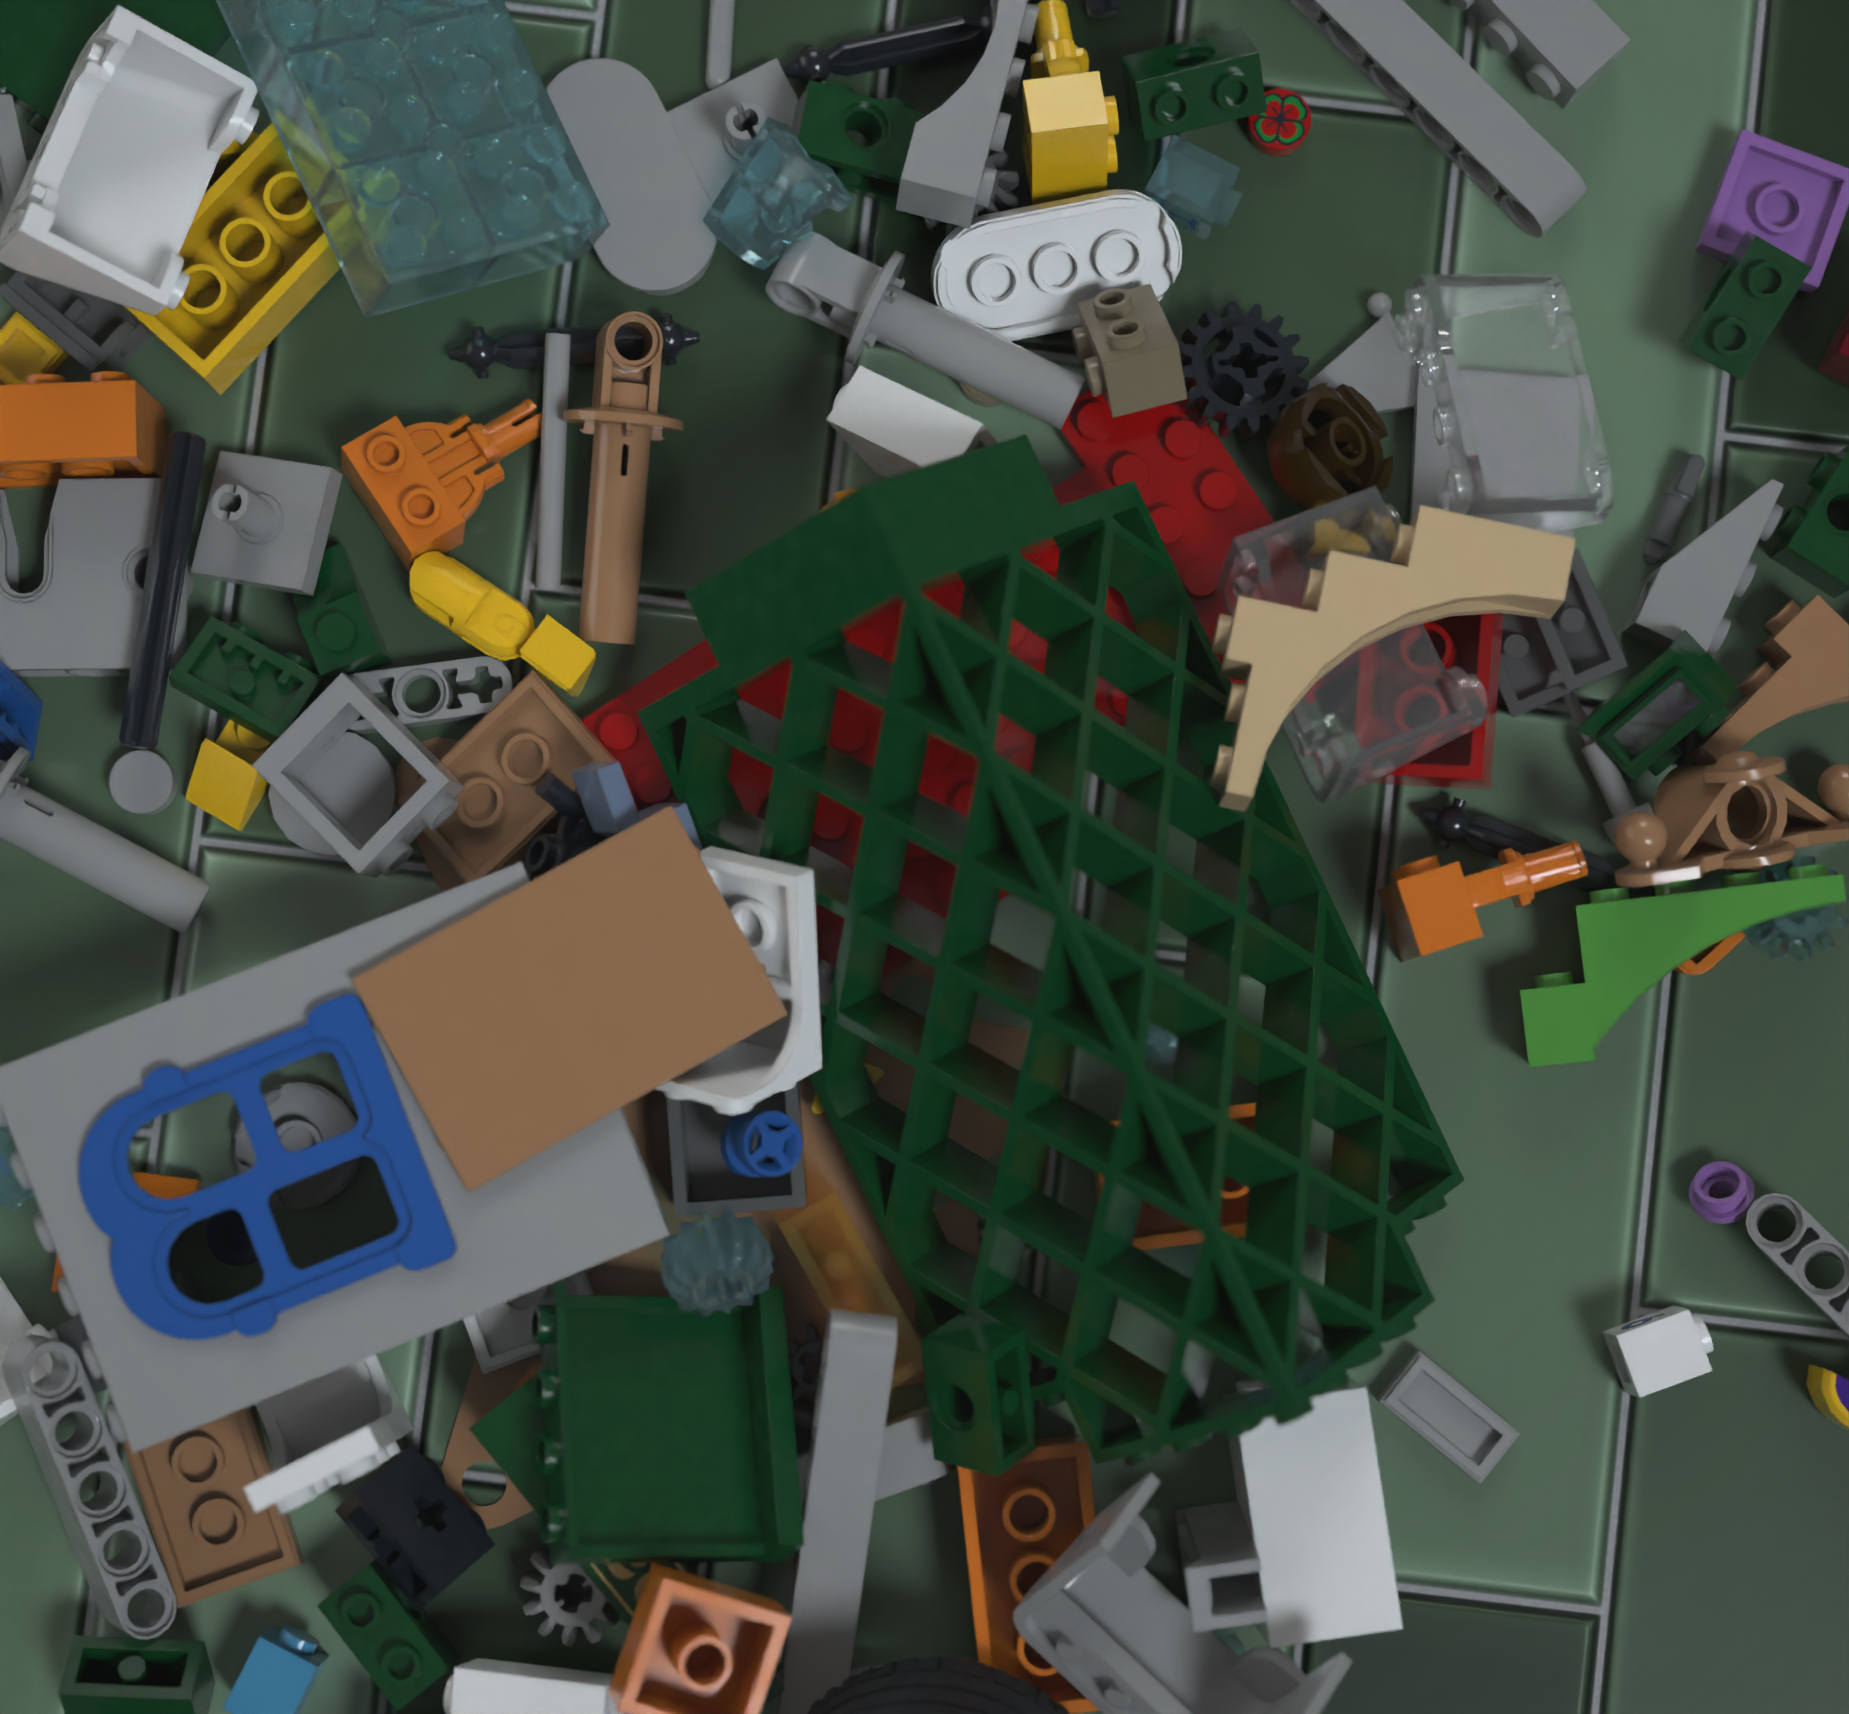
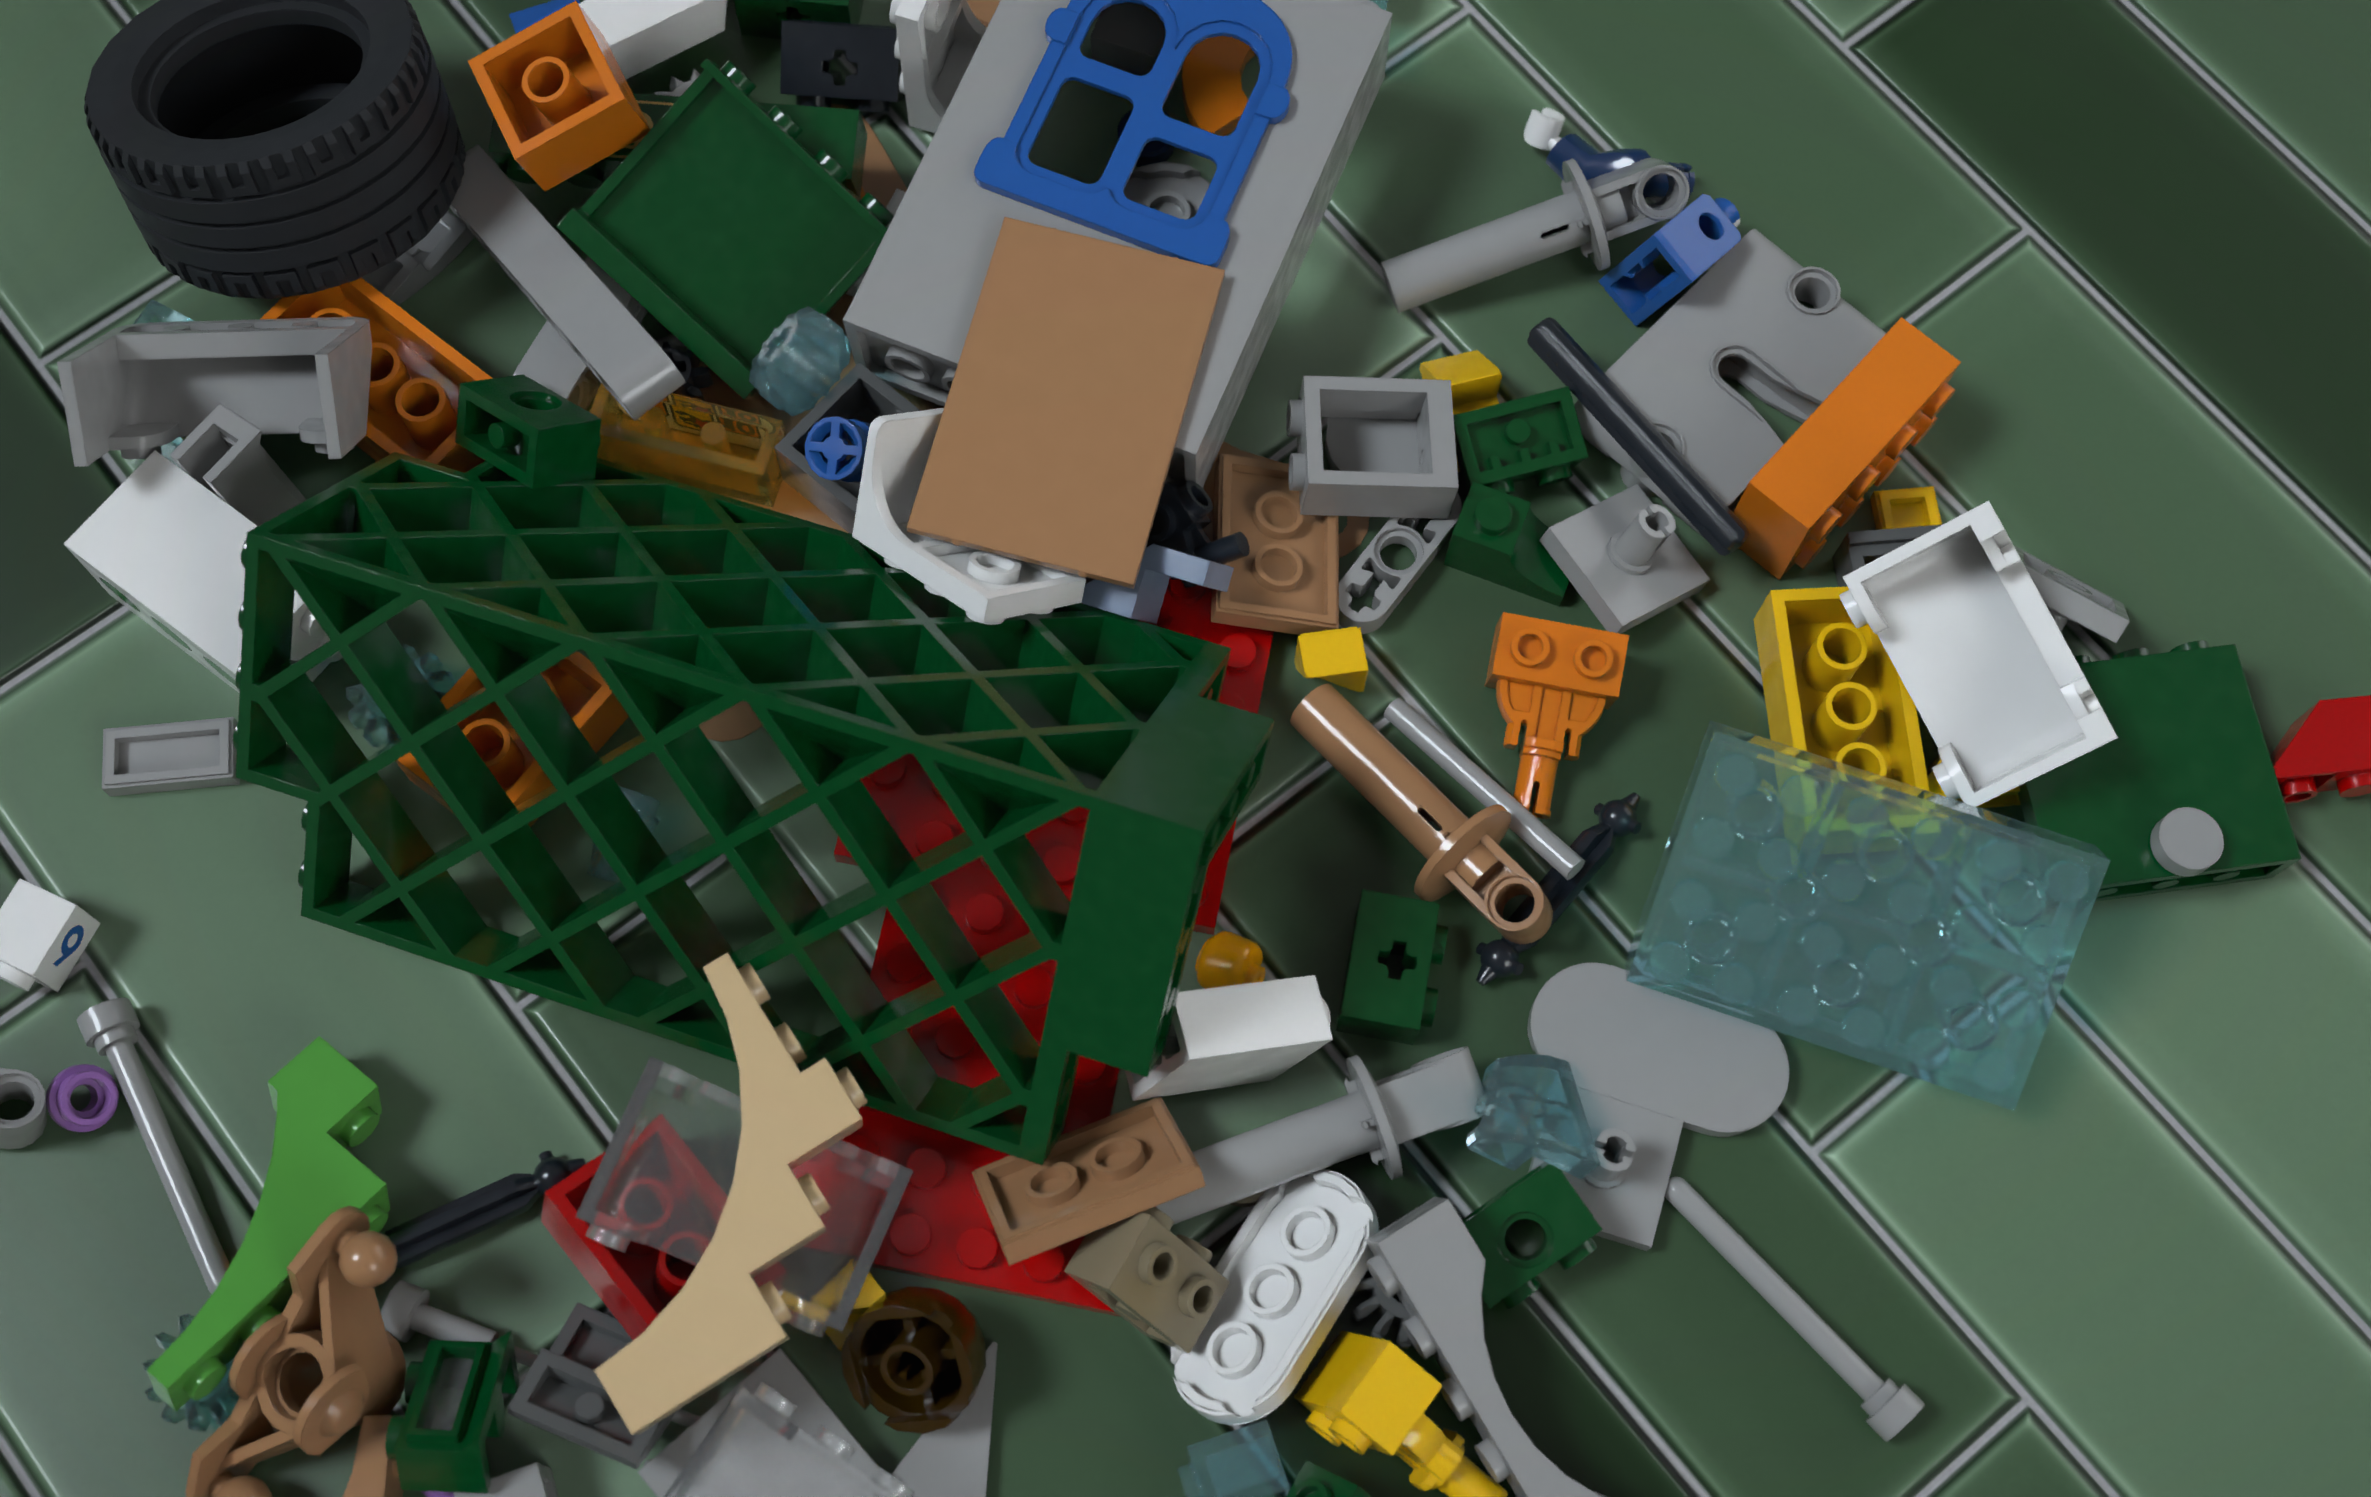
camera: 135 degrees right, 15 degrees down
(143, 783) = (1508, 333): light grey tile -> none
(470, 606) = (1429, 637): yellow arm -> none
(736, 432) = (1400, 930): none -> dark green brick
(891, 48) = (1579, 1343): black wheel -> none
(1108, 433) = (1088, 1180): none -> medium nougat tile
(1255, 351) = (1077, 1379): black gear -> none
(1436, 905) = (500, 1088): orange brick -> none
(1663, 1223) = (112, 1031): none -> light grey piece

